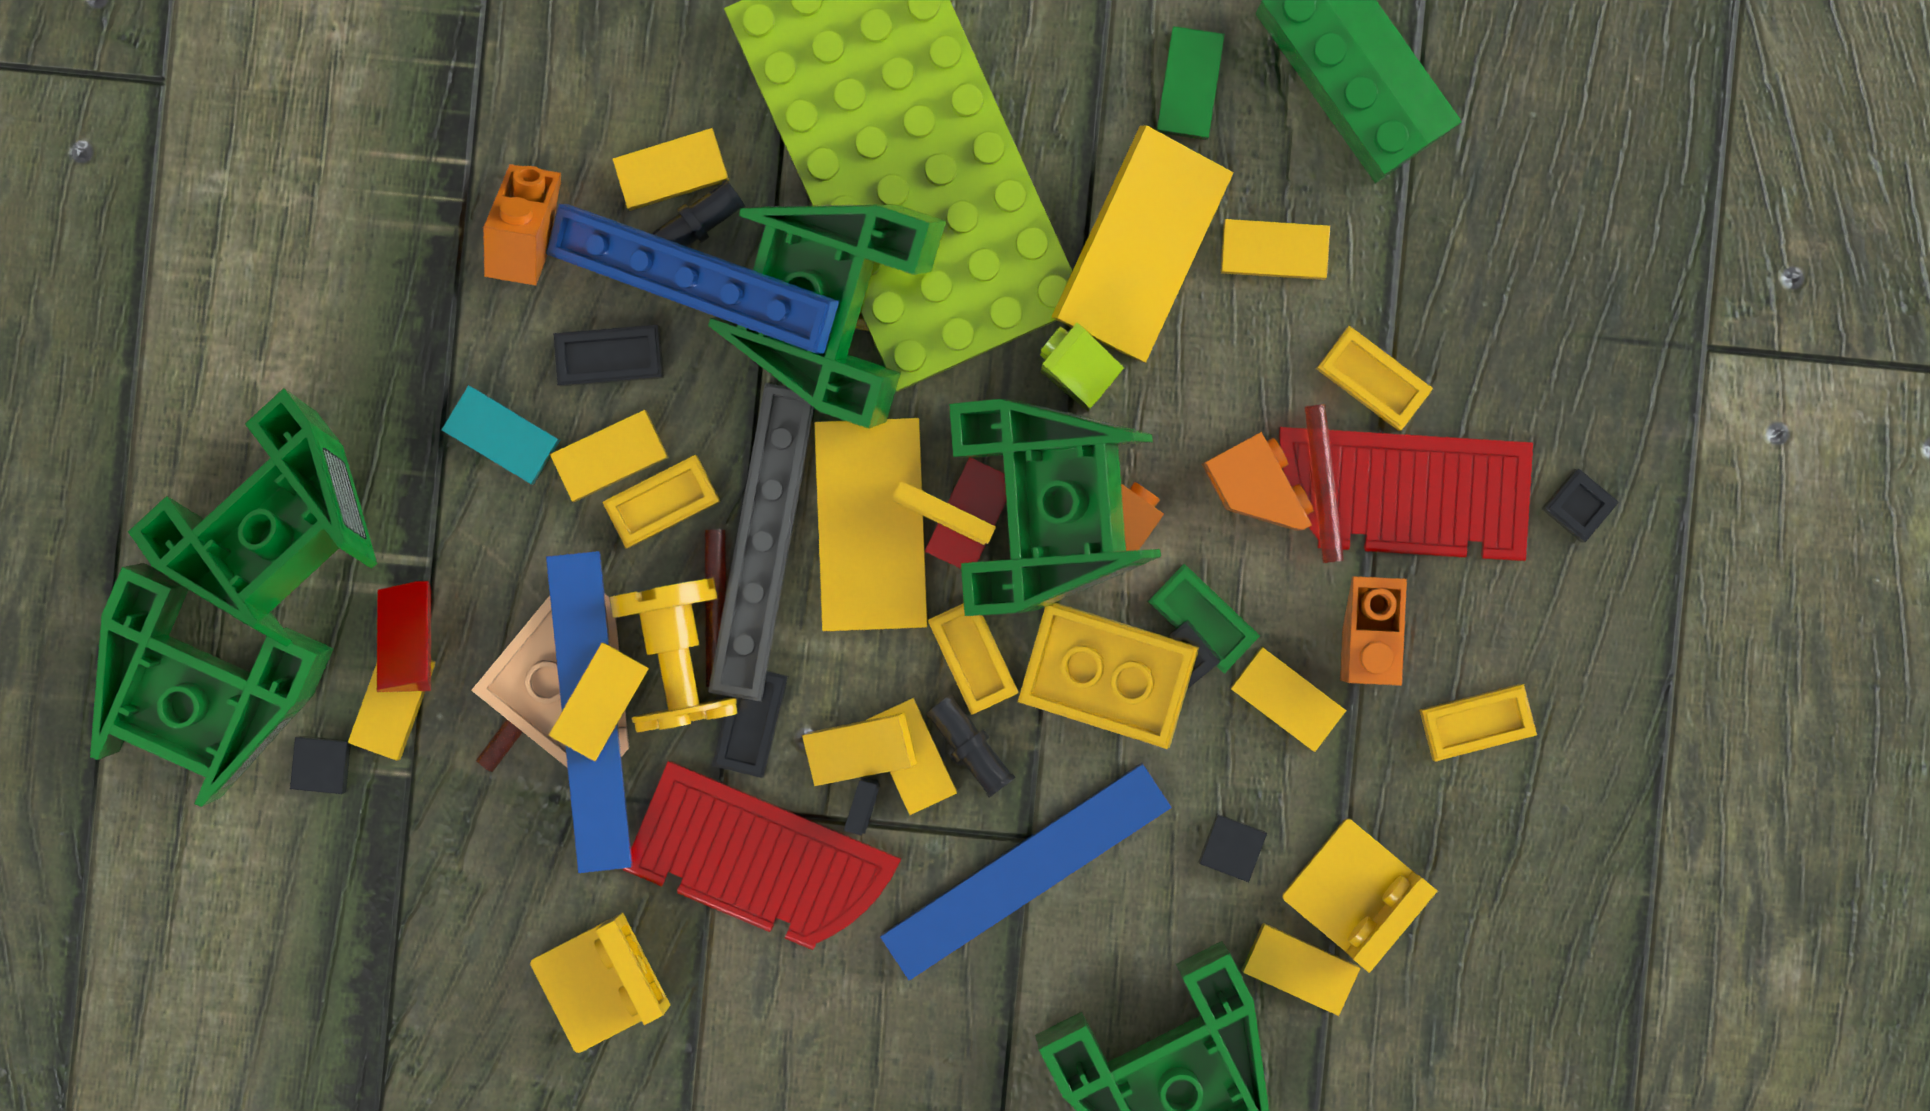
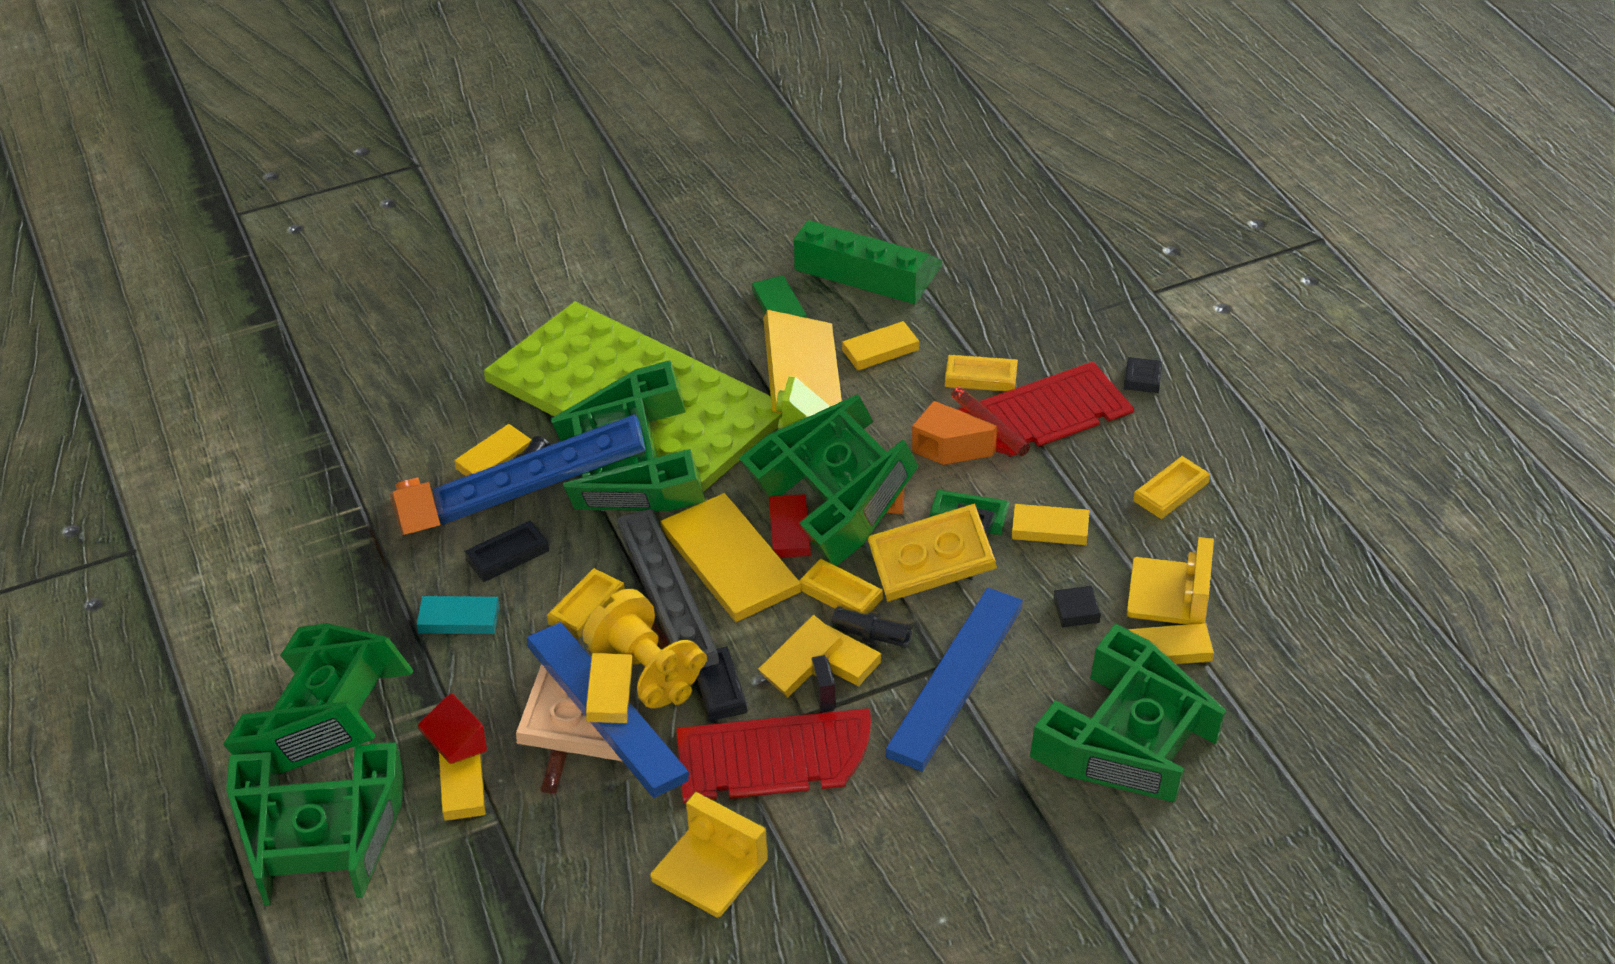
camera: 30 degrees left, 45 degrees down
(320, 765) = (429, 838): black tile -> none
(609, 456) = (537, 595): yellow tile -> none
(943, 513) = (770, 513): yellow tile -> none
(1374, 631) = (1075, 464): orange slope -> none

